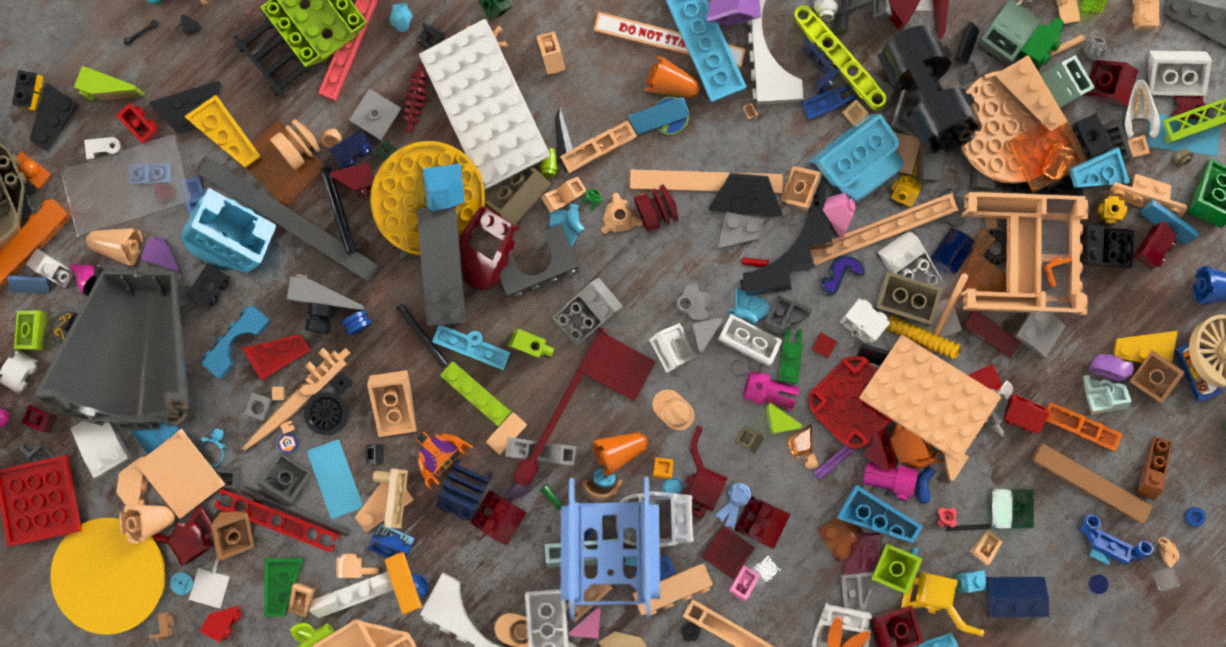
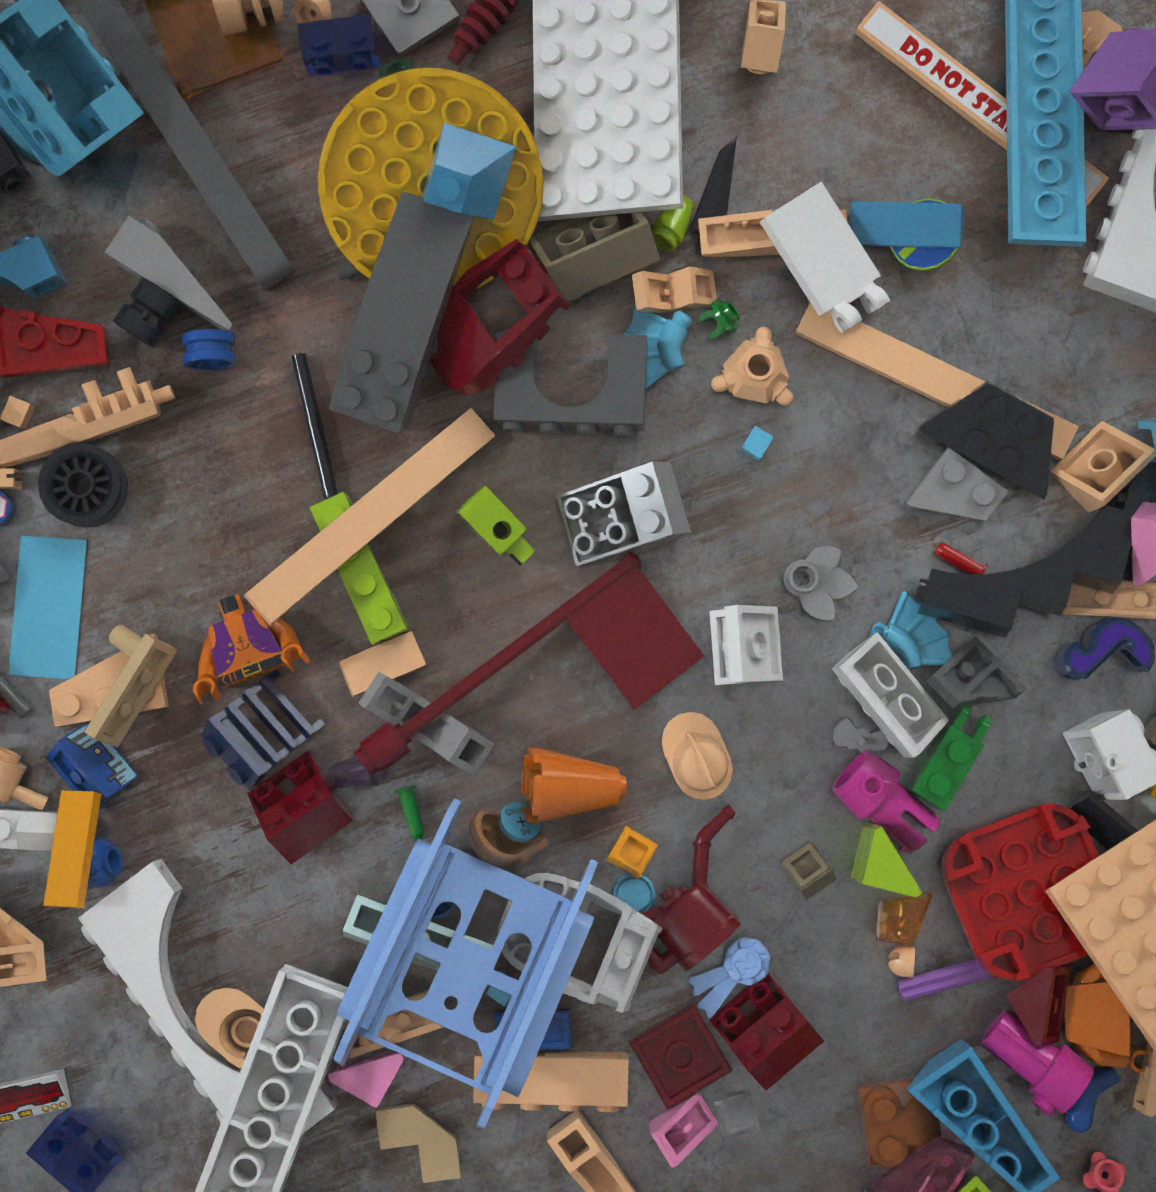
camera: 25 degrees right, 0 degrees up
(336, 383) = (145, 446): black plate -> none
(338, 211) = (266, 140): black axle -> none
(356, 178) = (318, 91): dark red slope -> none
(374, 453) = (136, 595): black slope -> none
(392, 403) = (206, 518): light nougat slope -> none
(471, 346) = (373, 465): medium azure hinge -> none
(471, 366) = (368, 517): none -> light nougat tile
(627, 148) = (825, 256): none -> white tile
(635, 250) = (756, 443): none -> medium azure piece
(656, 208) = (828, 384): dark red wheel -> none
(671, 80) = (955, 172): orange cone -> none
(690, 627) = (538, 1175): black plate -> none
(704, 331) = (814, 643): light grey slope -> none
(750, 111) = (1068, 291): light nougat piece -> none
(824, 345) = (1017, 762): red tile -> none

